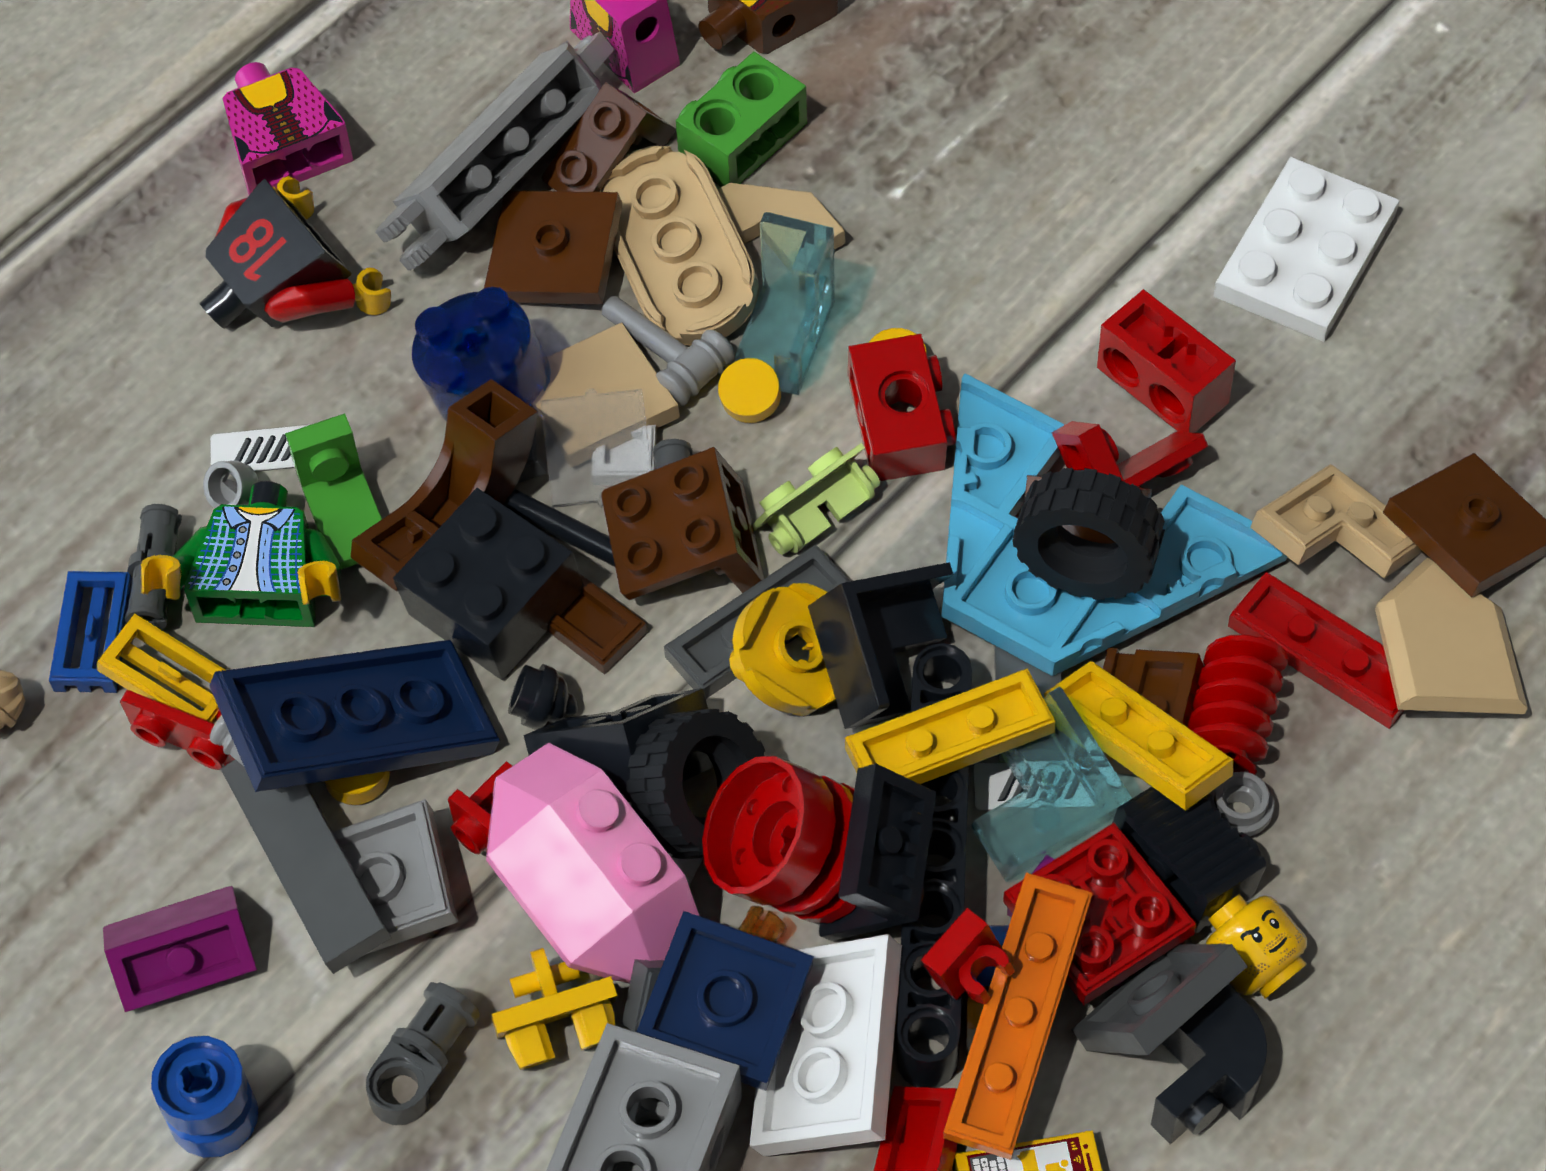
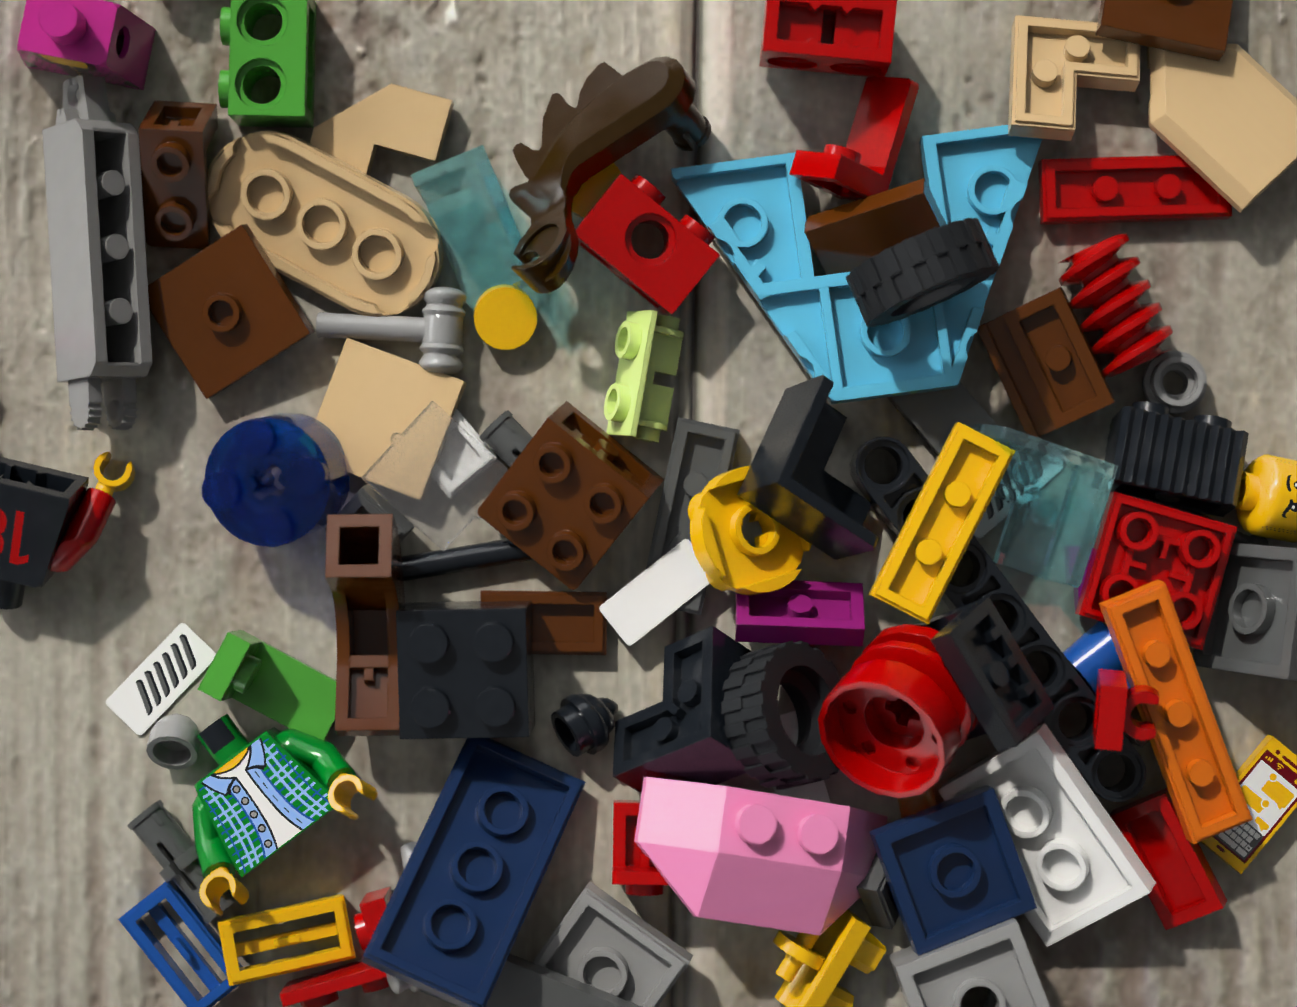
camera: 40 degrees left, 30 degrees up
(679, 646) = (655, 593): none -> white sticker
(784, 735) = (803, 612): none -> magenta plate
(973, 303) = (610, 121): none -> dark brown animal
(1145, 737) = (1073, 400): yellow tile -> none

